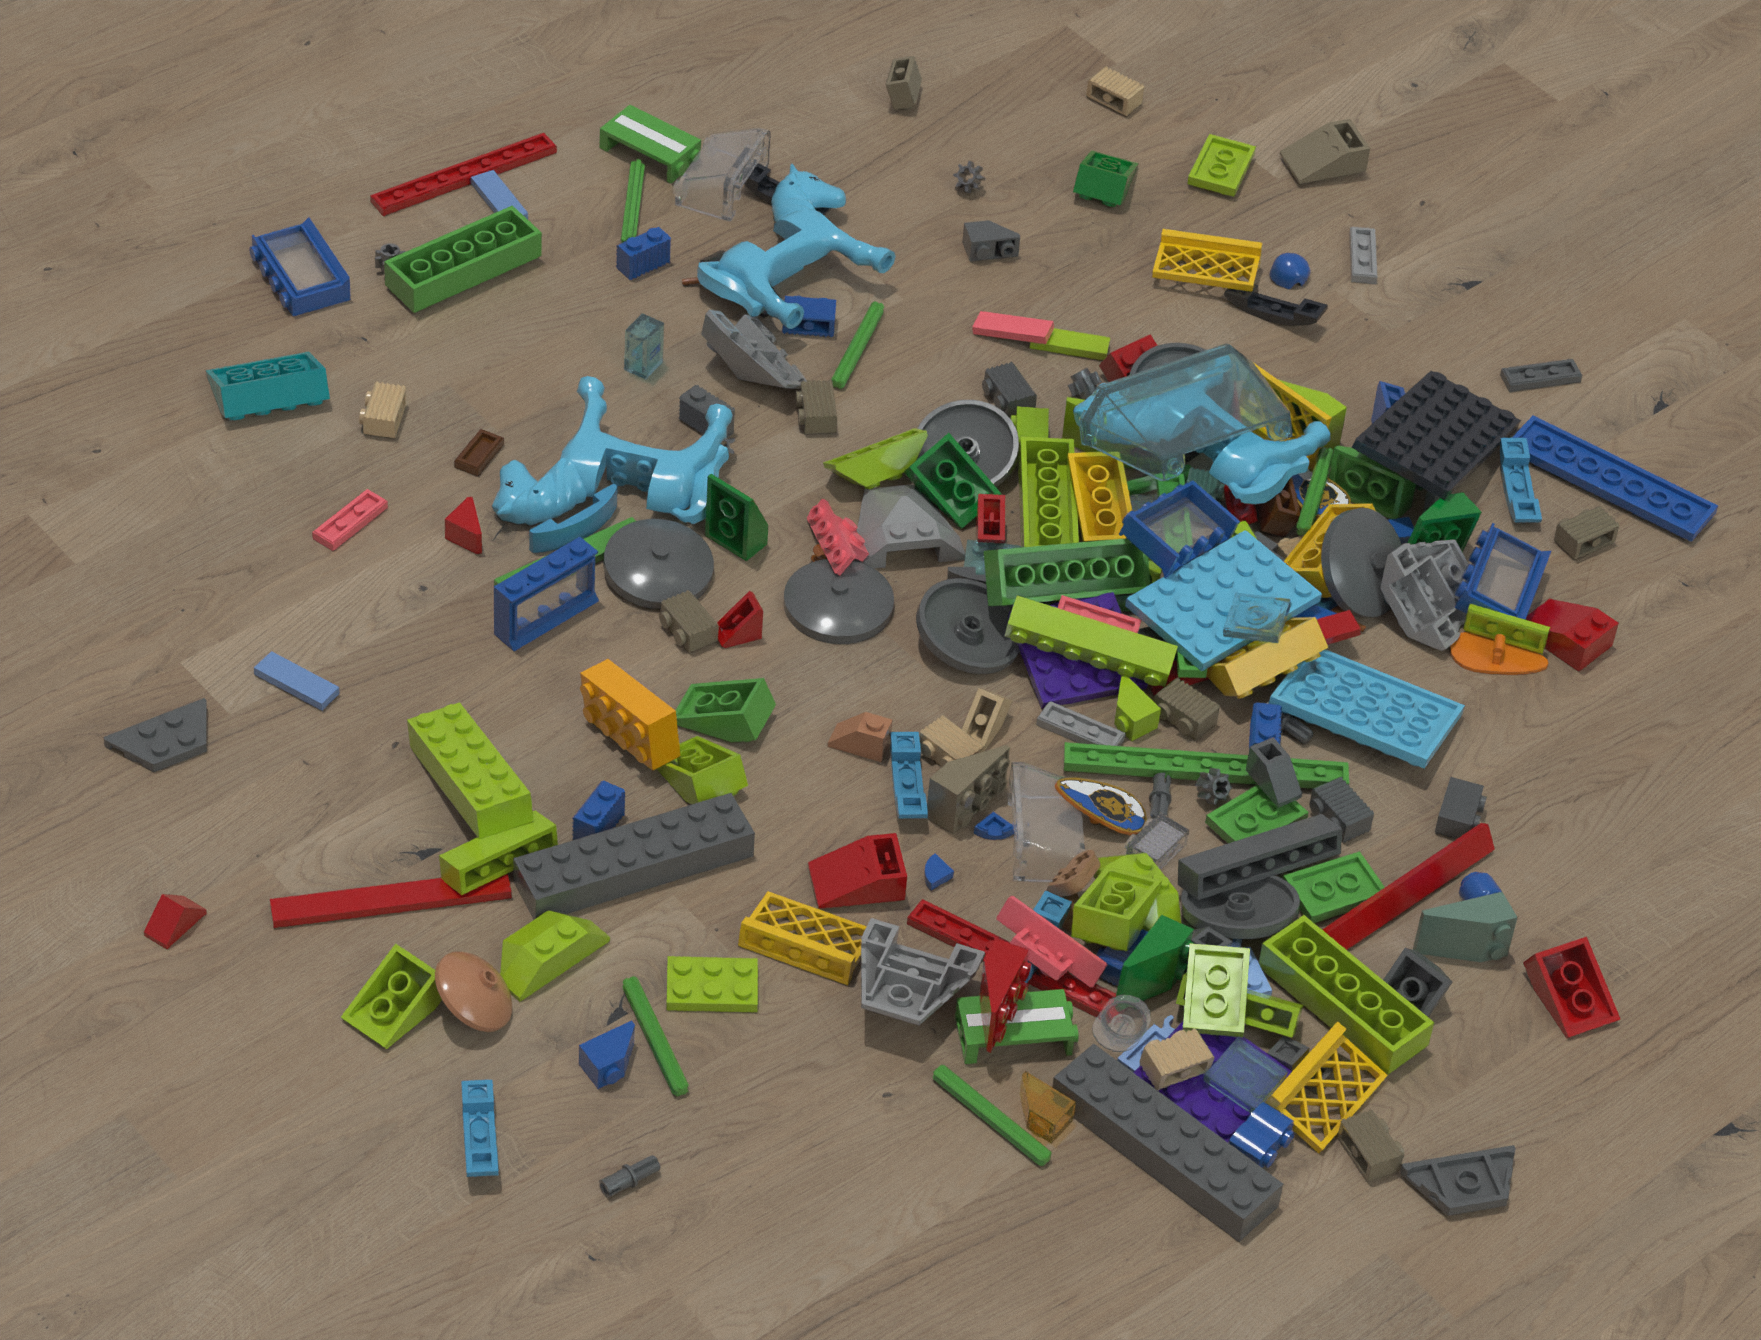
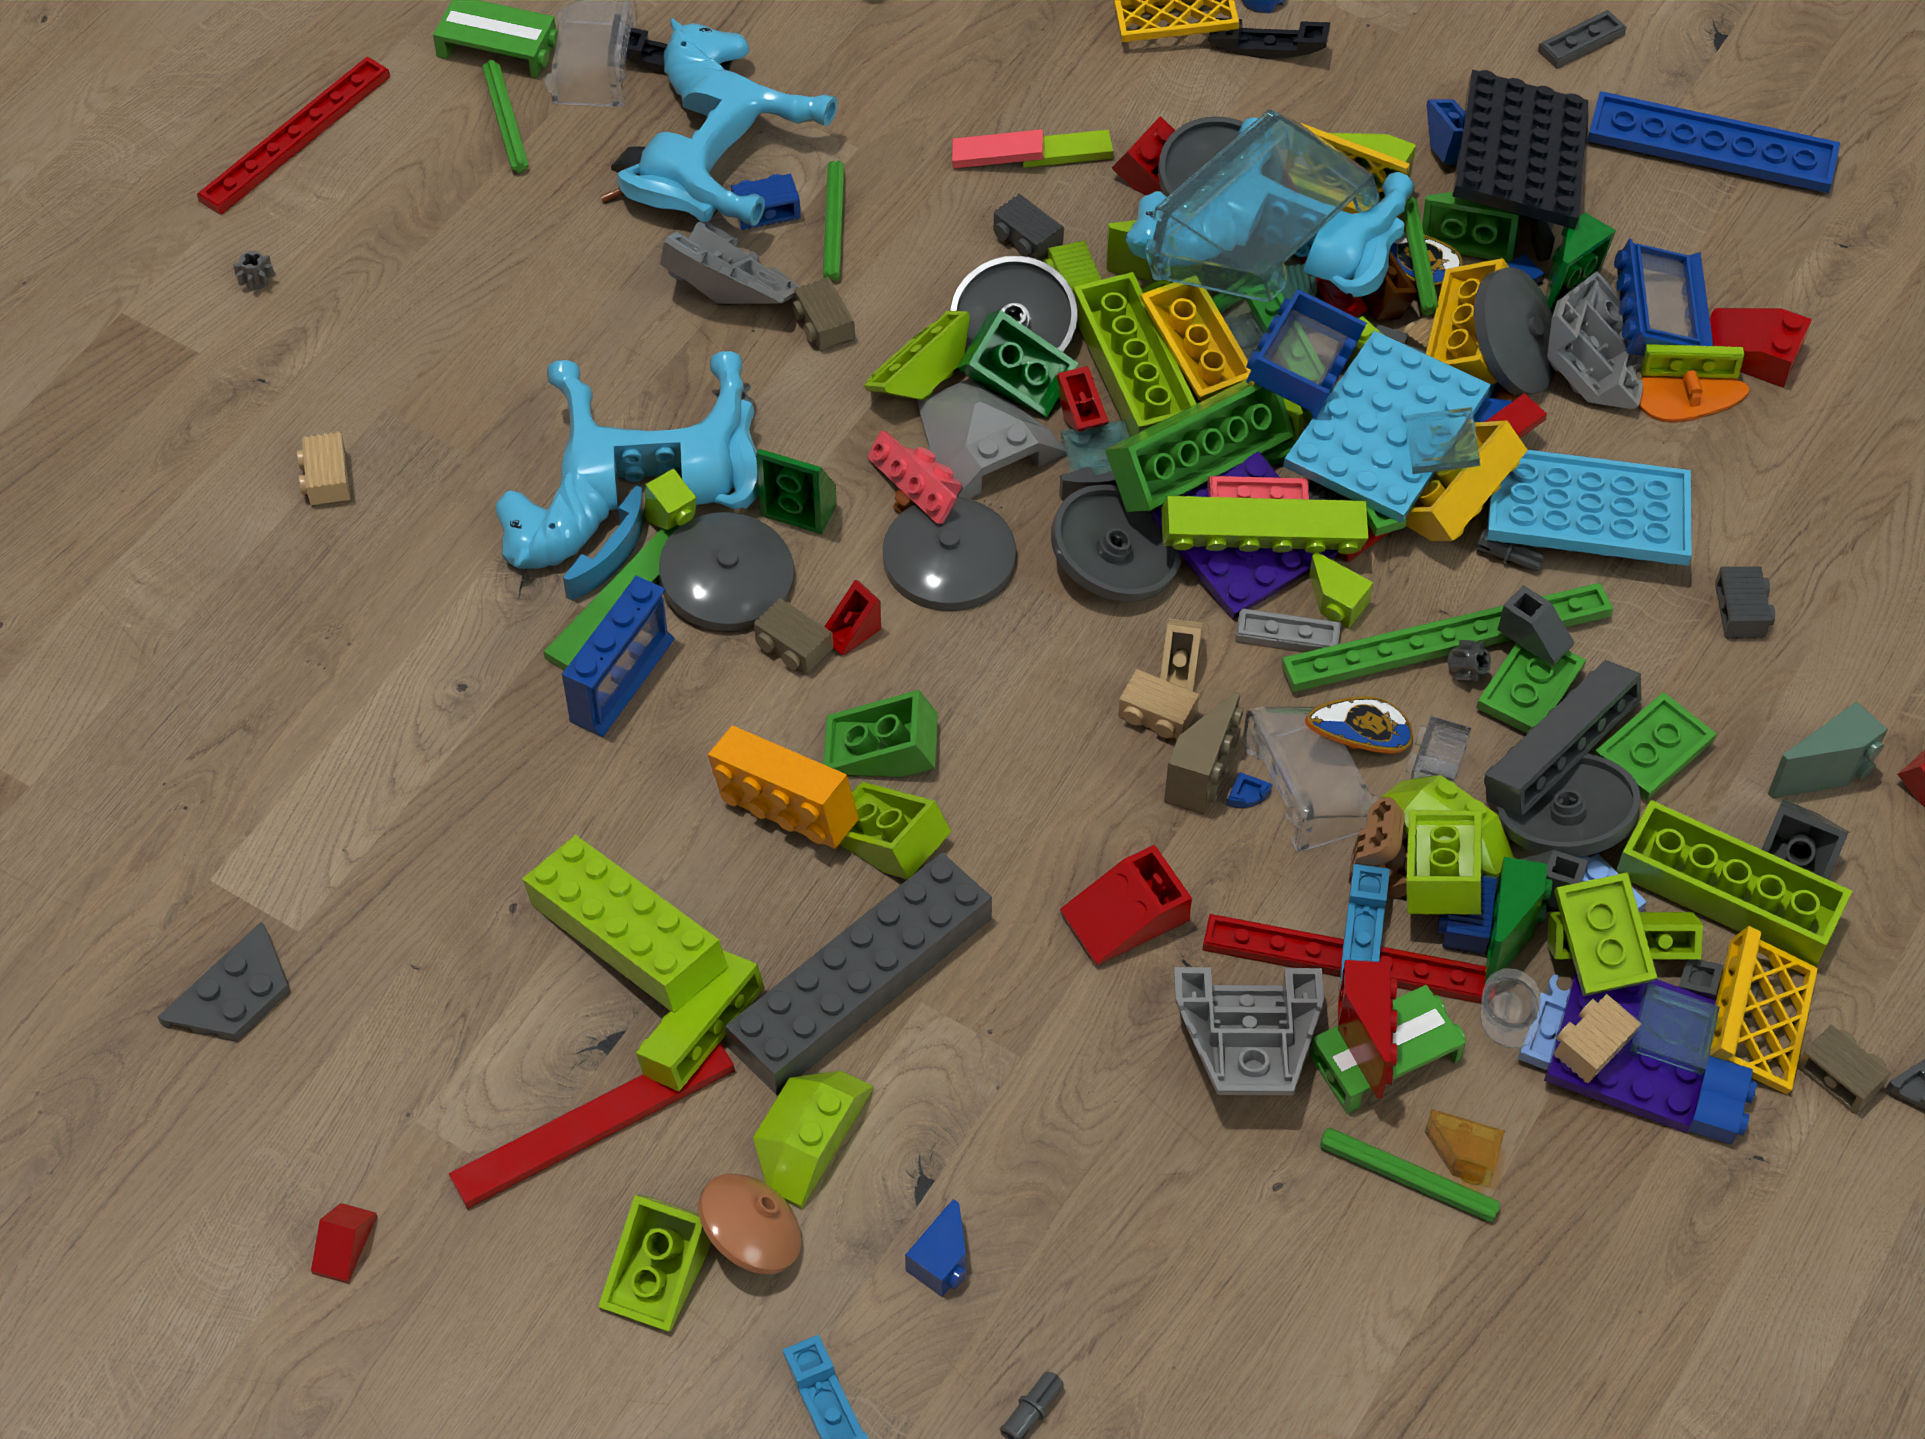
camera: 15 degrees left, 10 degrees up
(269, 385) = (173, 476): teal slope -> none
(296, 680) = (362, 861): medium blue tile -> none
(301, 268) = (152, 312): blue window -> none
(350, 520) = (340, 624): coral tile -> none
(463, 258) = (340, 246): bright green brick -> none
(463, 527) = (481, 593): red slope -> none
(479, 452) = (457, 489): reddish brown tile -> none
(496, 192) = (348, 154): medium blue tile -> none
(599, 811) = (795, 927): blue brick -> none
(633, 499) = (669, 501): none -> lime slope
(643, 253) = (545, 177): blue brick -> none
(644, 346) = (597, 297): clear light blue brick -> none
(655, 1036) = (982, 1203): bright green axle -> none
(694, 407) = (691, 356): dark grey brick -> none
(712, 984) = (1017, 1109): lime plate -> none
(802, 949) = (1099, 1029): yellow fence -> none
(863, 736) = (1052, 721): nougat slope -> none
(907, 775) = (1125, 761): dark azure slope -> none
(937, 872) = (1209, 872): blue tile -> none
(989, 241) = (925, 49): dark grey slope -> none
(1048, 945) = (1387, 935): coral bracket -> none
(1084, 383) = (1107, 195): flat silver gear -> none
(1160, 795) = (1415, 692): dark grey axle -> none
(1168, 1143) = (1626, 1145): dark grey brick -> none
(1187, 708) = (1396, 570): dark tan brick -> none
(1265, 723) = (1494, 572): blue brick -> none
(1342, 807) = (1618, 641): dark grey brick -> none
(1411, 887) = (1737, 719): red tile -> none
(1477, 885) = (1815, 702): blue head -> none
(1517, 481) = (1618, 178): dark azure slope -> none
(1586, 532) = (1718, 215): dark tan brick -> none

